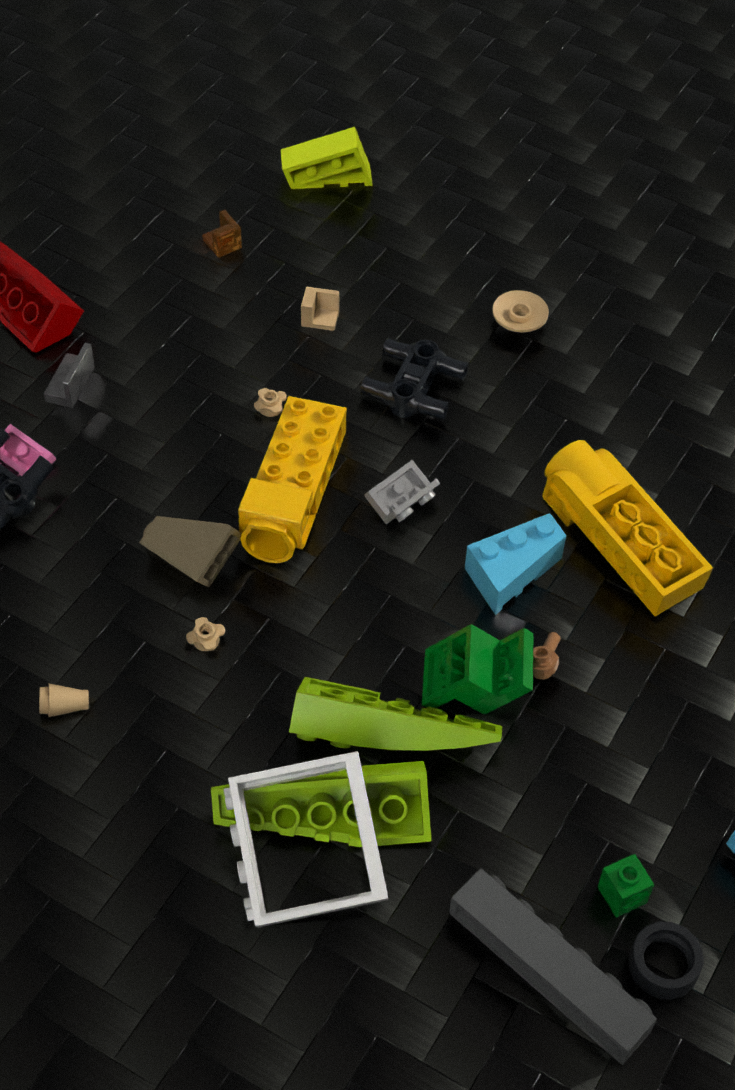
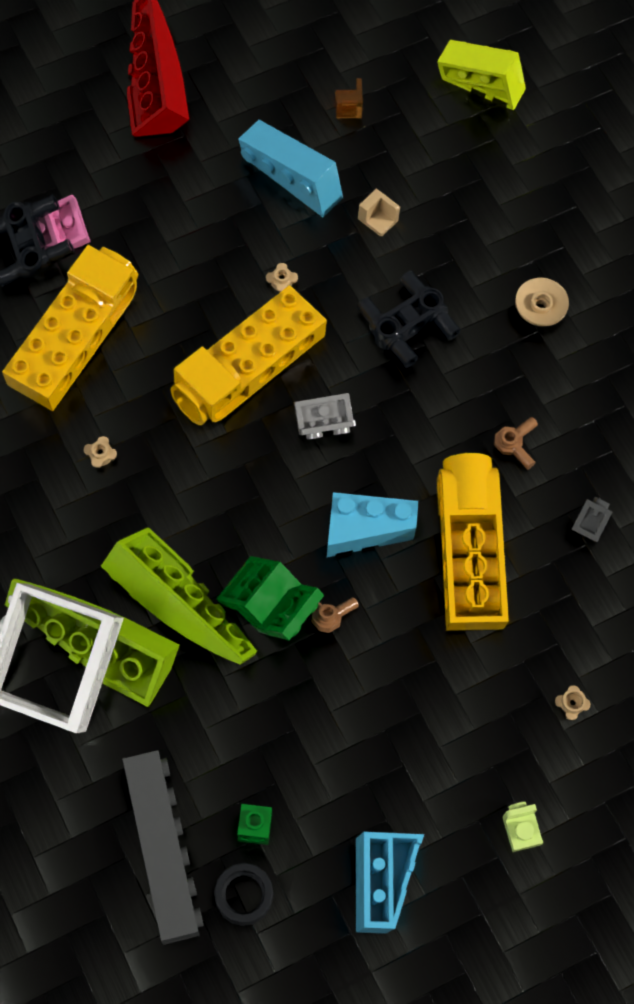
camera: 30 degrees right, 15 degrees up
(70, 378) = (144, 175): flat silver panel -> none
(97, 535) = (73, 326): none -> yellow brick
(192, 545) = (131, 376): dark tan slope -> none
(213, 304) = (293, 166): none -> medium azure wedge
(585, 430) = (510, 441): none -> medium nougat piece
(705, 456) = (593, 518): none -> dark grey bracket

